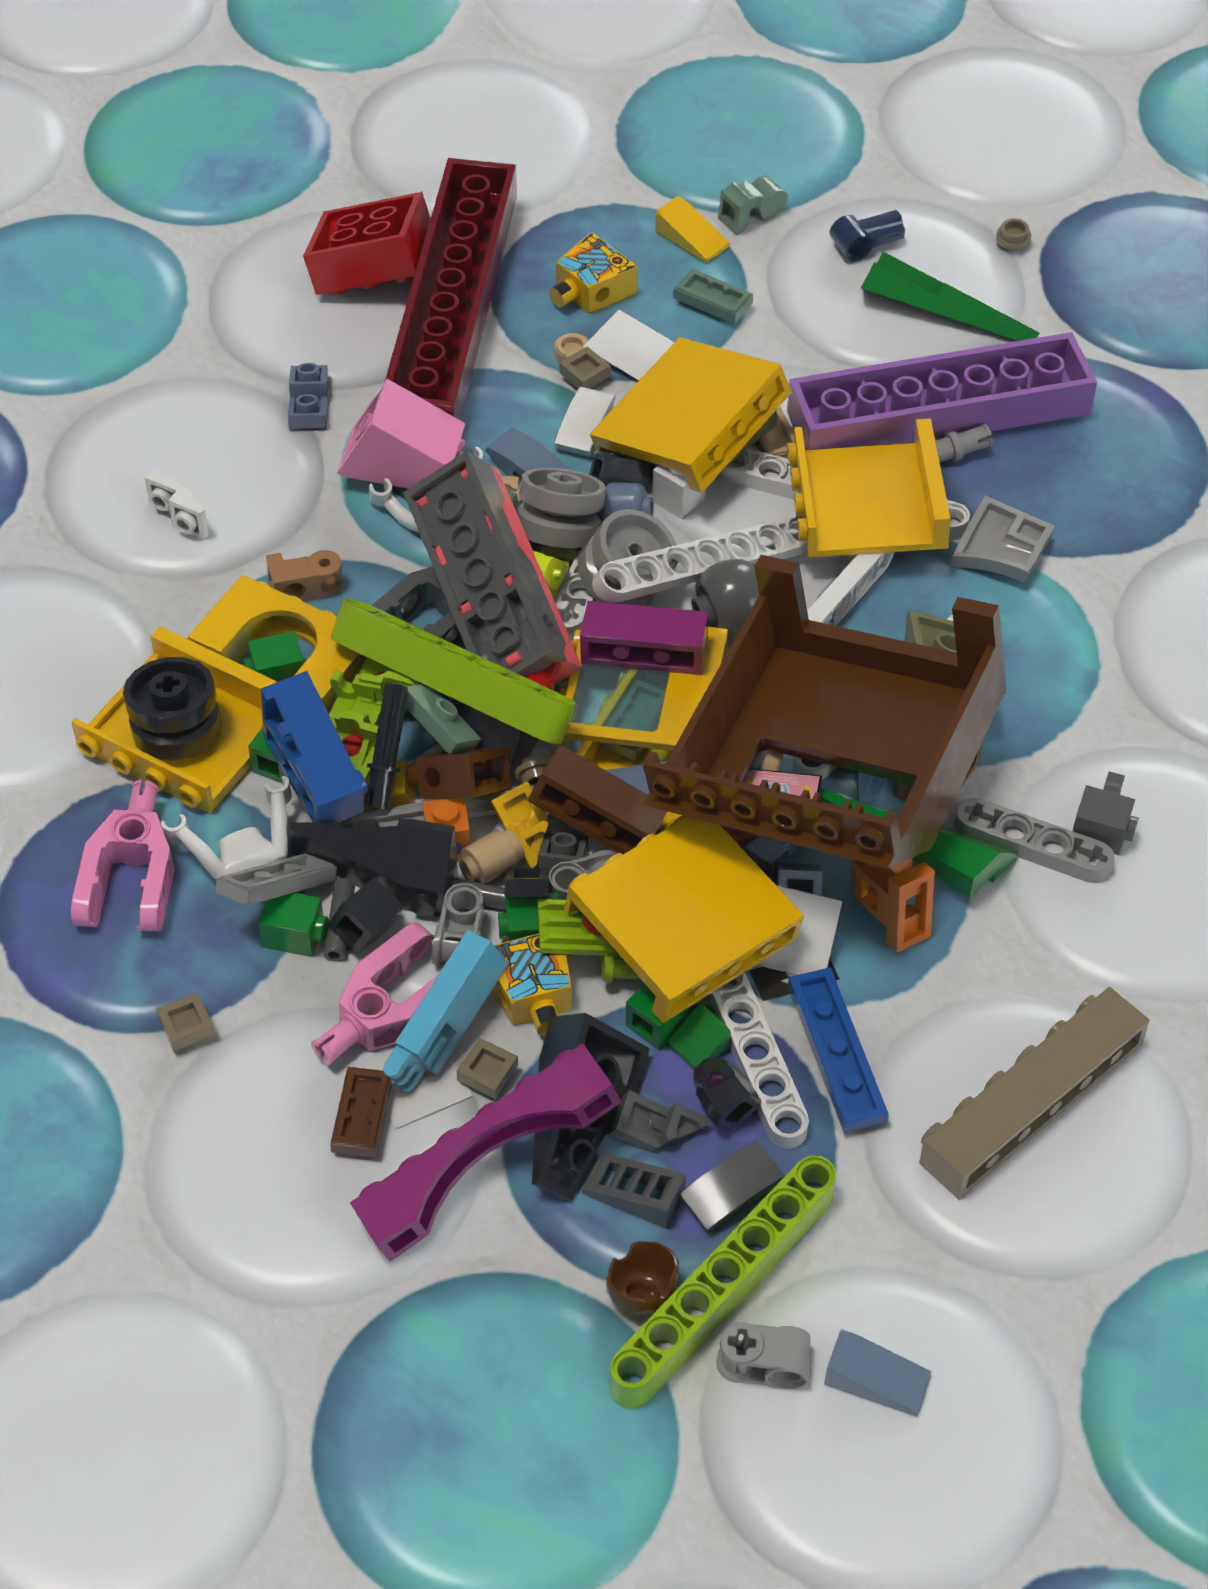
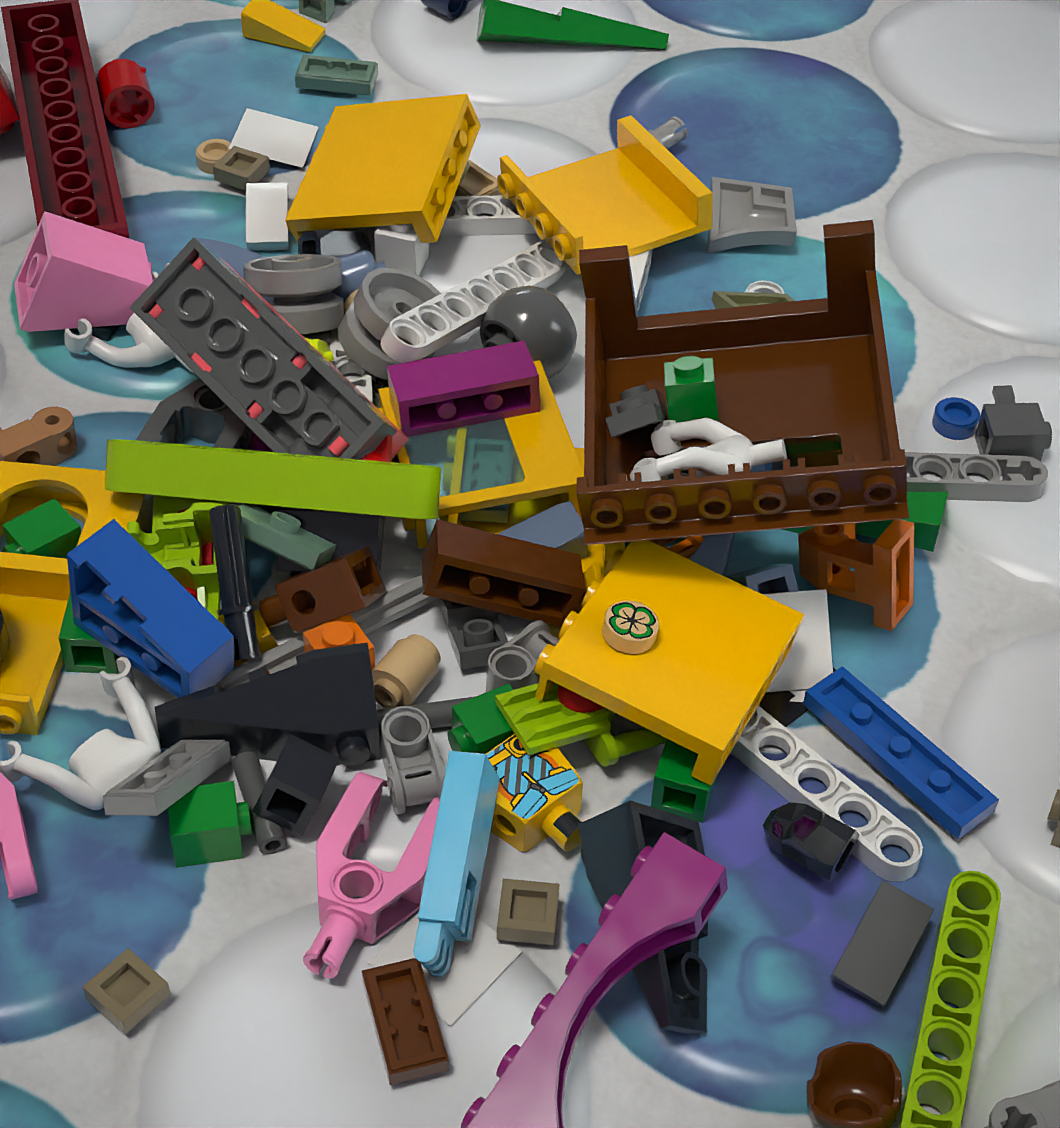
camera: 25 degrees left, 5 degrees down
(520, 268) = (125, 93): none -> red piece
(523, 819) = (411, 612): yellow slope -> none
(527, 882) = (467, 684): black tile -> none
(531, 768) = (402, 565): dark tan plate -> none
(593, 276) = (206, 83): yellow torso -> none
(644, 1206) = (792, 1007): dark grey slope -> none
(649, 881) = (630, 627): none -> tan tile
(653, 1125) = (755, 908): dark grey slope -> none
(700, 1037) = (746, 790): green slope -> none
(762, 704) = (636, 410): none -> dark grey slope
(791, 771) = (713, 460): none -> white piece
(810, 705) = (691, 389): none -> green brick
(958, 390) = (579, 114): medium lavender brick -> none
(1068, 787) = (955, 418): none -> blue tile

